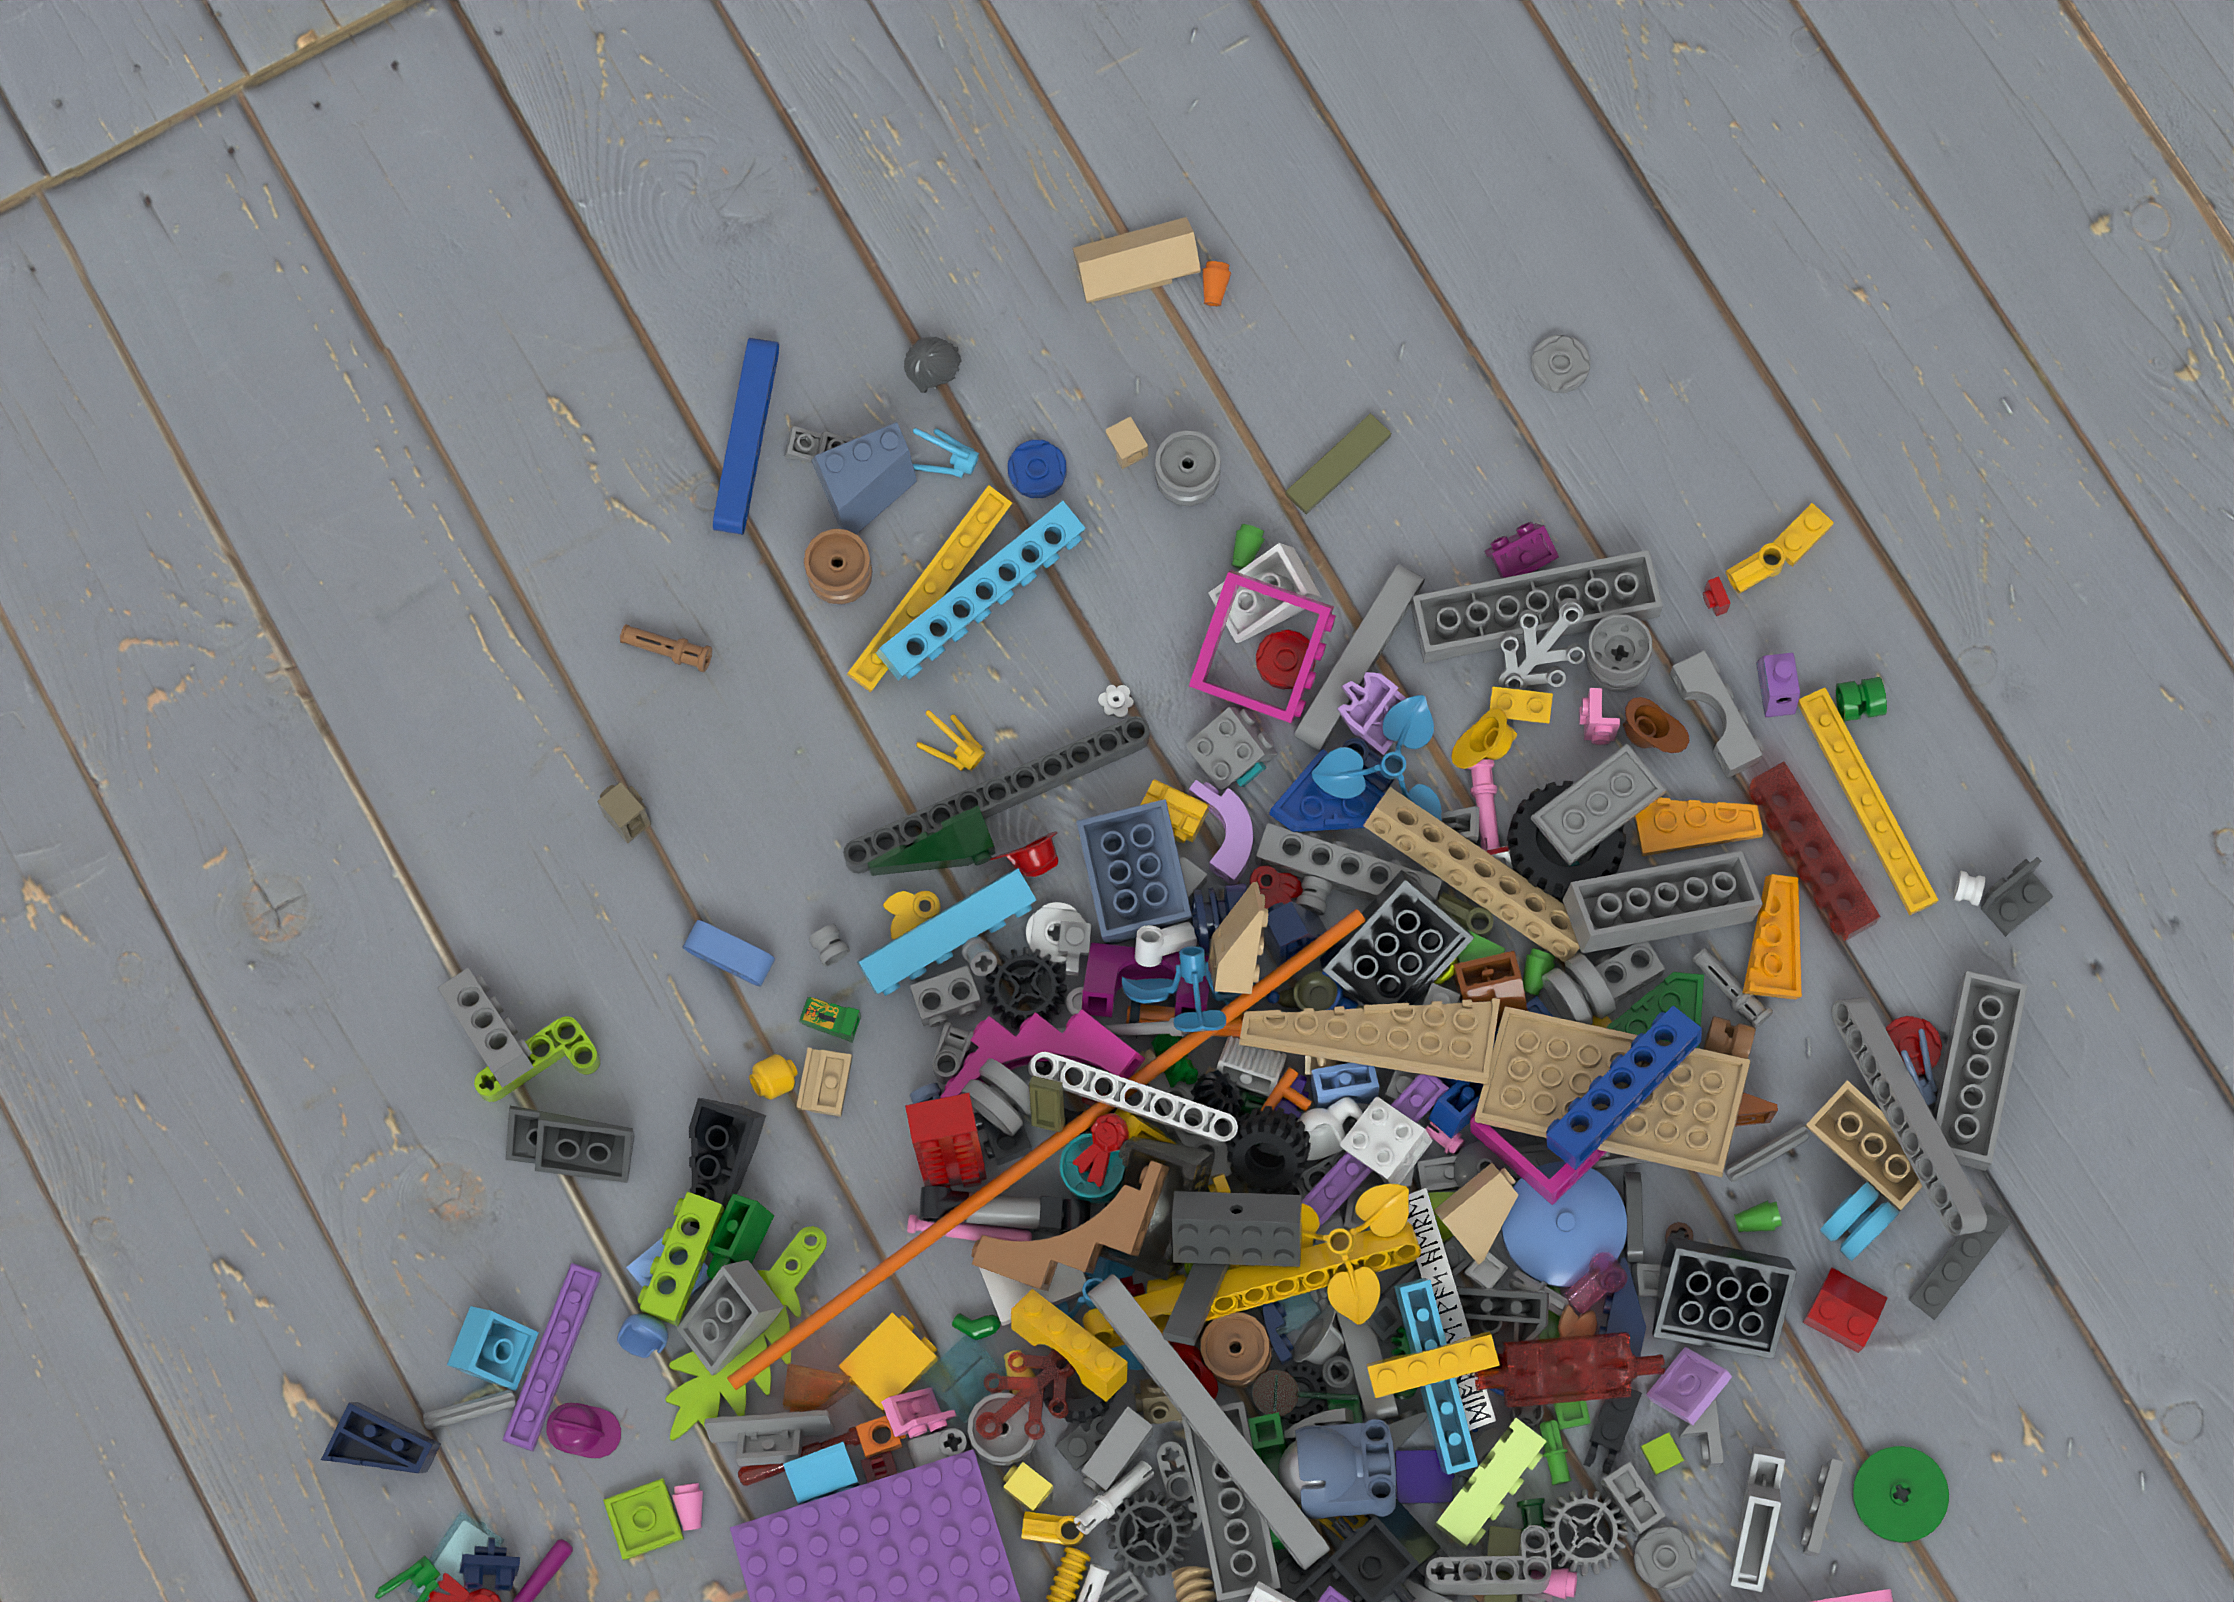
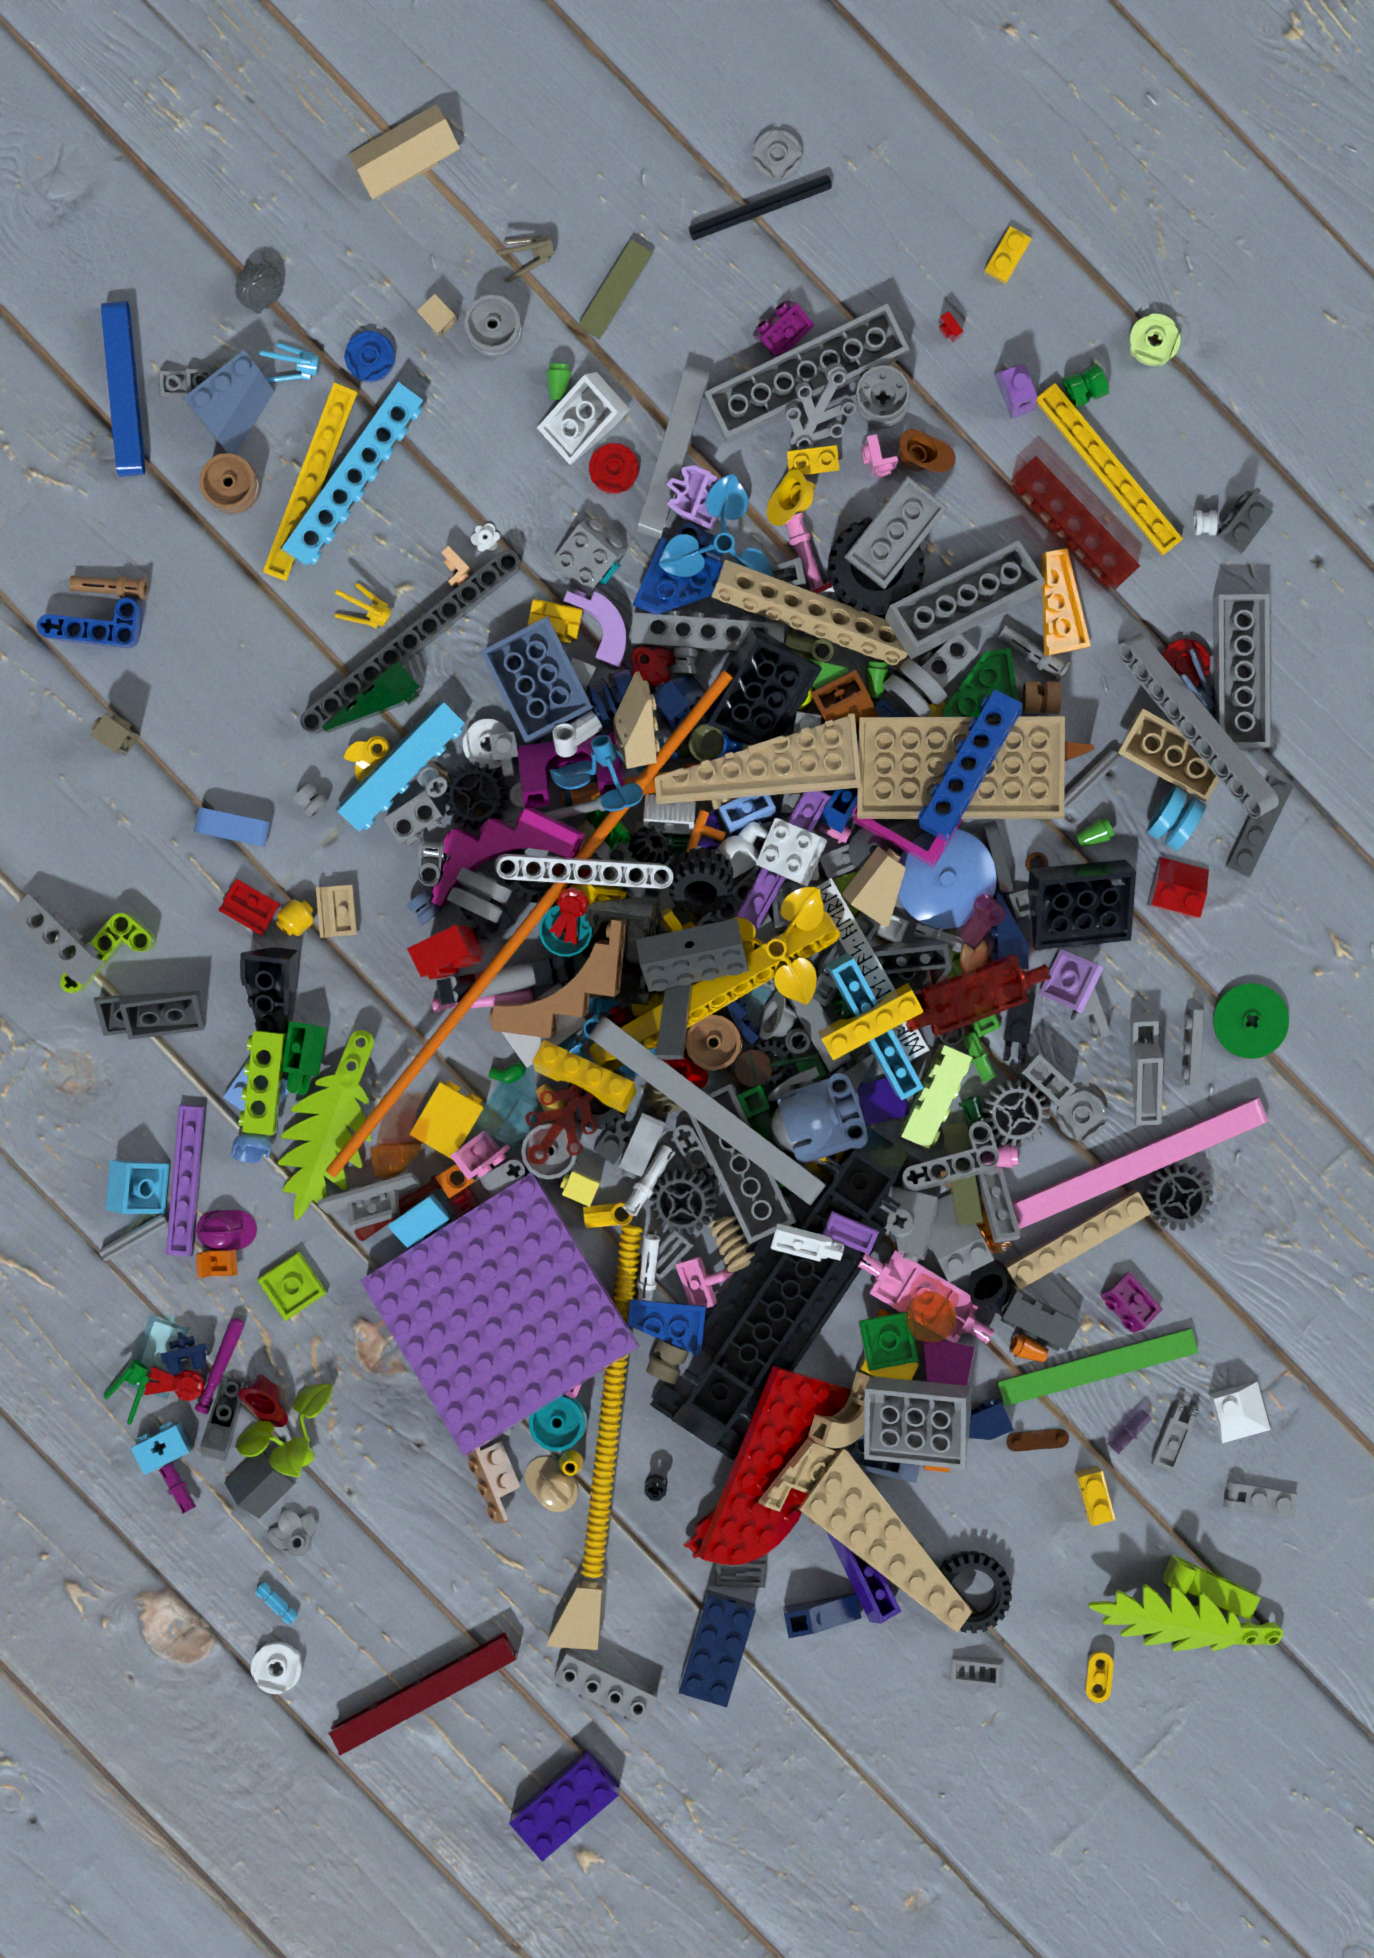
camera: 10 degrees left, 15 degrees up
(380, 1442) = (71, 1281): dark blue wedge -> none
(561, 1465) = (216, 1263): none -> orange bracket
(632, 684) = (89, 627): none -> blue beam
(688, 1503) = (323, 1267): bright pink cone -> none
(722, 1051) = (249, 907): none -> red plate
(729, 1315) = (314, 1118): light grey slope -> none
(831, 1018) = (327, 859): green leg -> none
(1034, 857) = (452, 687): red piece -> none
(1046, 1104) = (517, 894): olive tile -> none
(1073, 718) = (454, 562): none -> light nougat bracket
(1215, 282) = (474, 156): orange cone -> none
(1264, 397) = (540, 247): none -> dark tan plant
(1314, 651) = (557, 416): dark pink window -> none
(1527, 414) = (760, 207): none -> black axle
(1662, 1453) = (1061, 1036): lime tile -> none
(1693, 824) = (974, 524): light orange wing -> none
(1699, 681) = (953, 403): light grey arch -> none
(1755, 569) = (976, 295): yellow piece -> none
(1955, 685) = (1167, 334): none -> yellowish green plate

